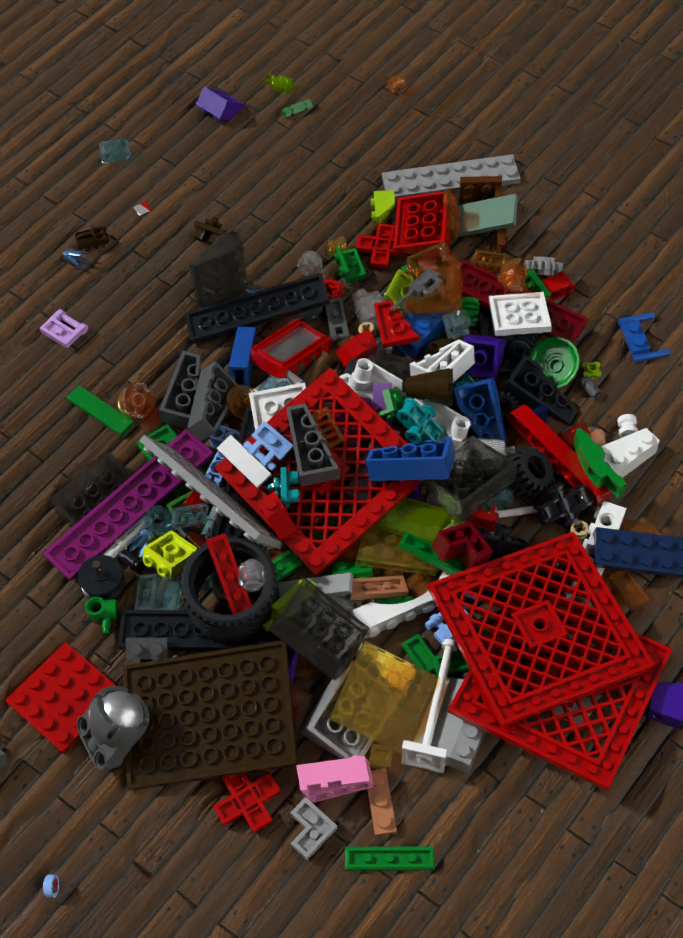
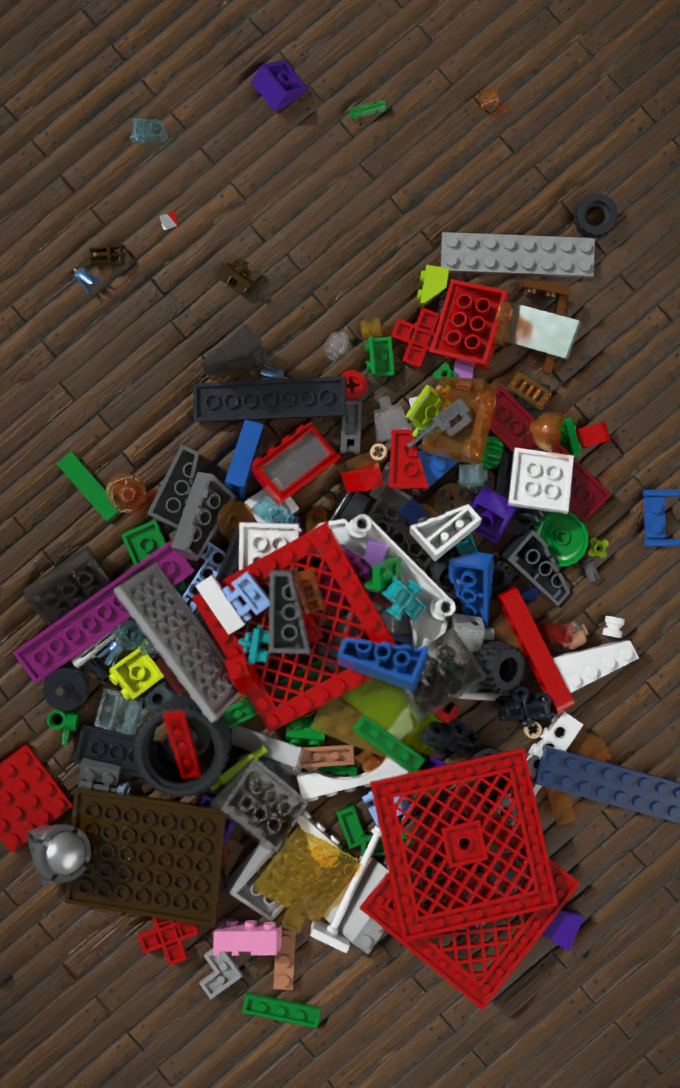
camera: 10 degrees right, 30 degrees up
(60, 332) = (59, 378): lavender plate -> none
(251, 575) = (203, 754): clear head -> none
(280, 83) = (356, 64): clear neon green plate -> none
(405, 359) = (411, 512): none -> clear blue plate
(431, 387) = (424, 569): dark brown cone -> none
(462, 542) = (416, 744): dark red brick -> none
(508, 130) = (600, 201): none -> black tyre
(544, 266) = (584, 411): light grey gear -> none
(592, 461) = (564, 672): green slope -> none

